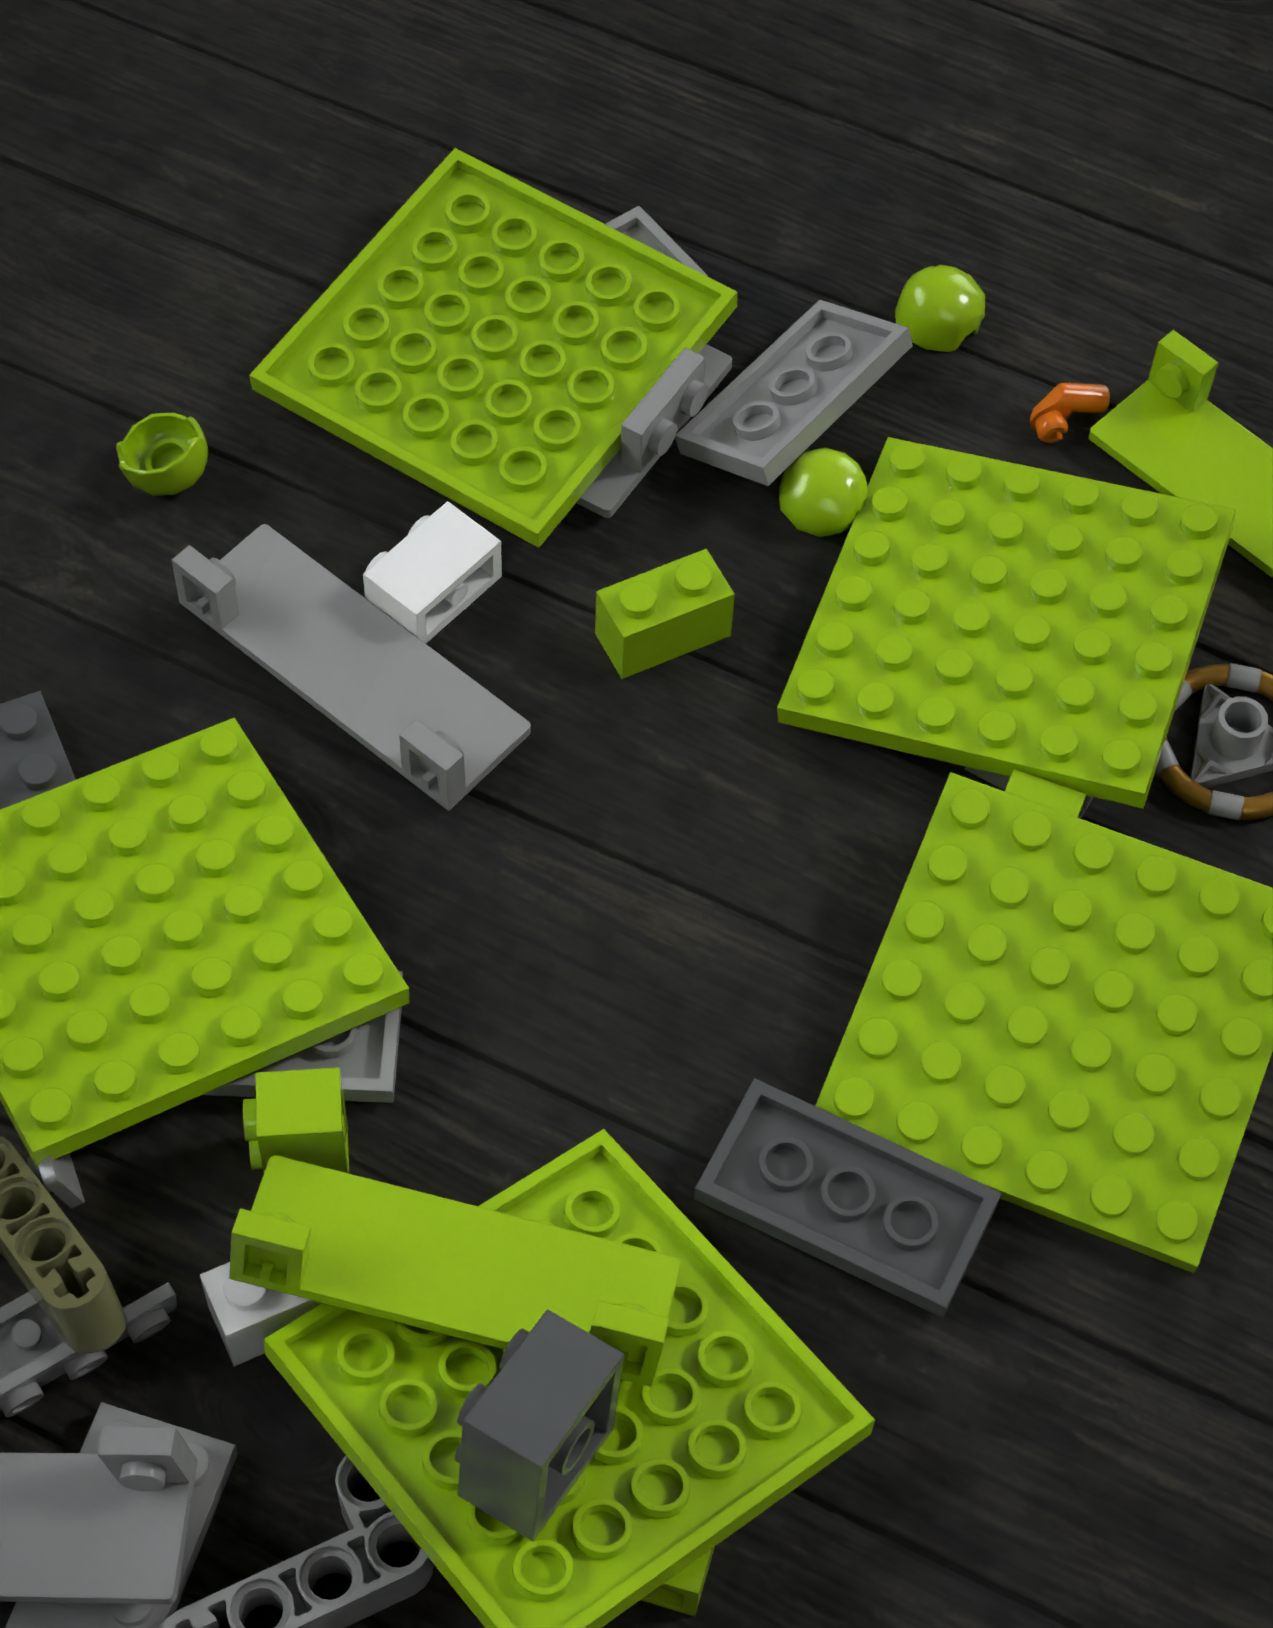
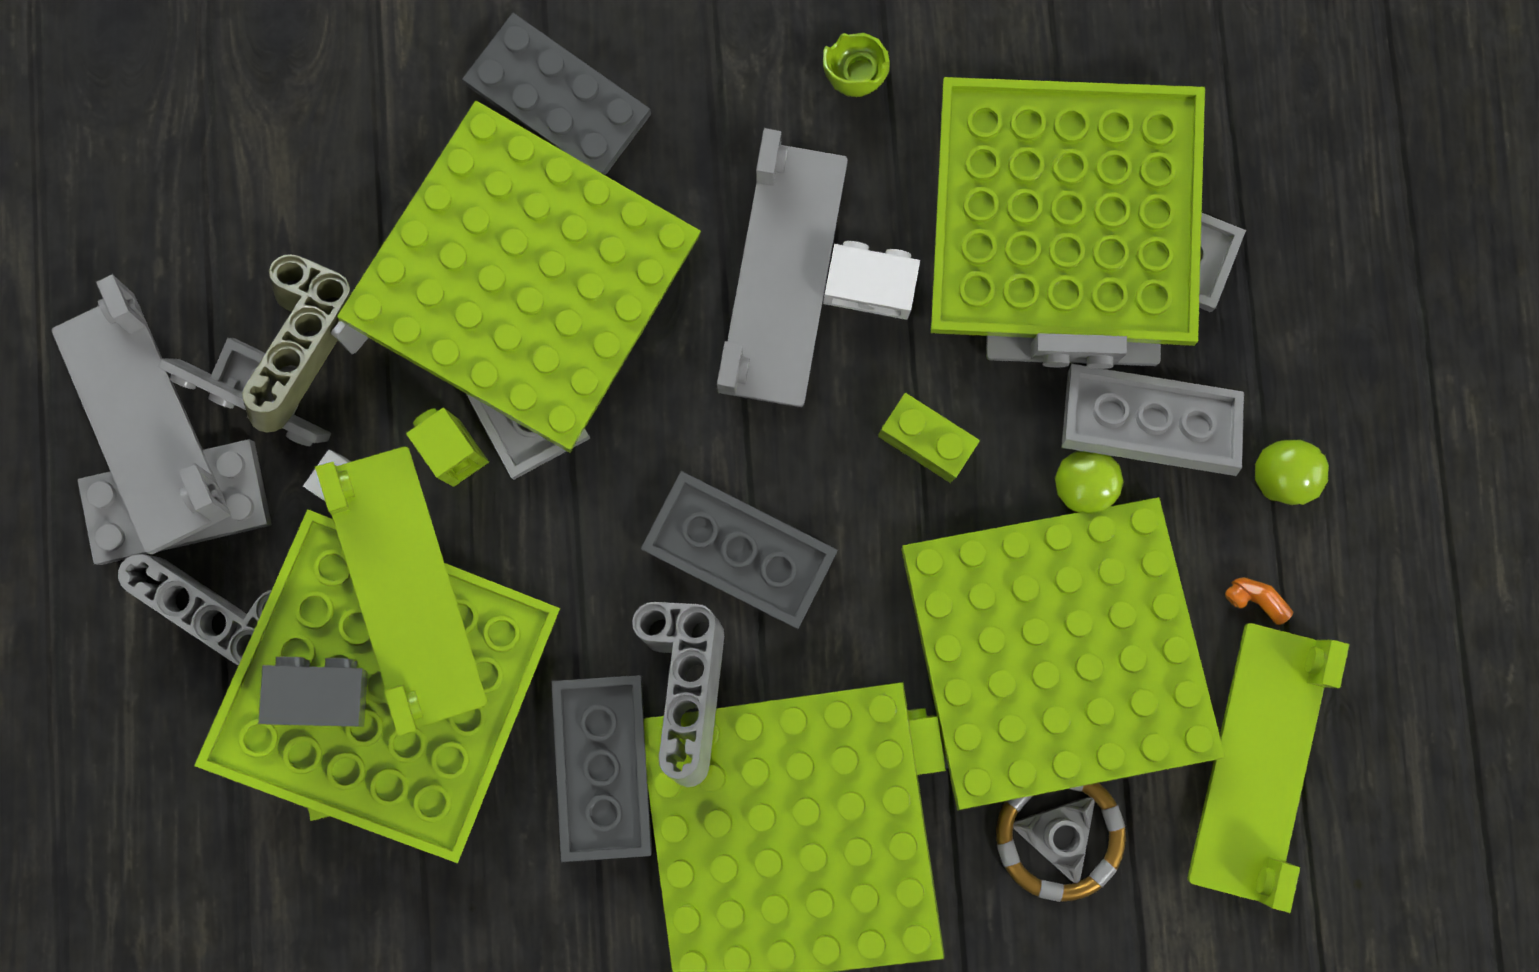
camera: 60 degrees right, 25 degrees up
(663, 888) = (739, 550): none -> dark grey plate
(810, 1022) = (681, 694): none -> light grey beam

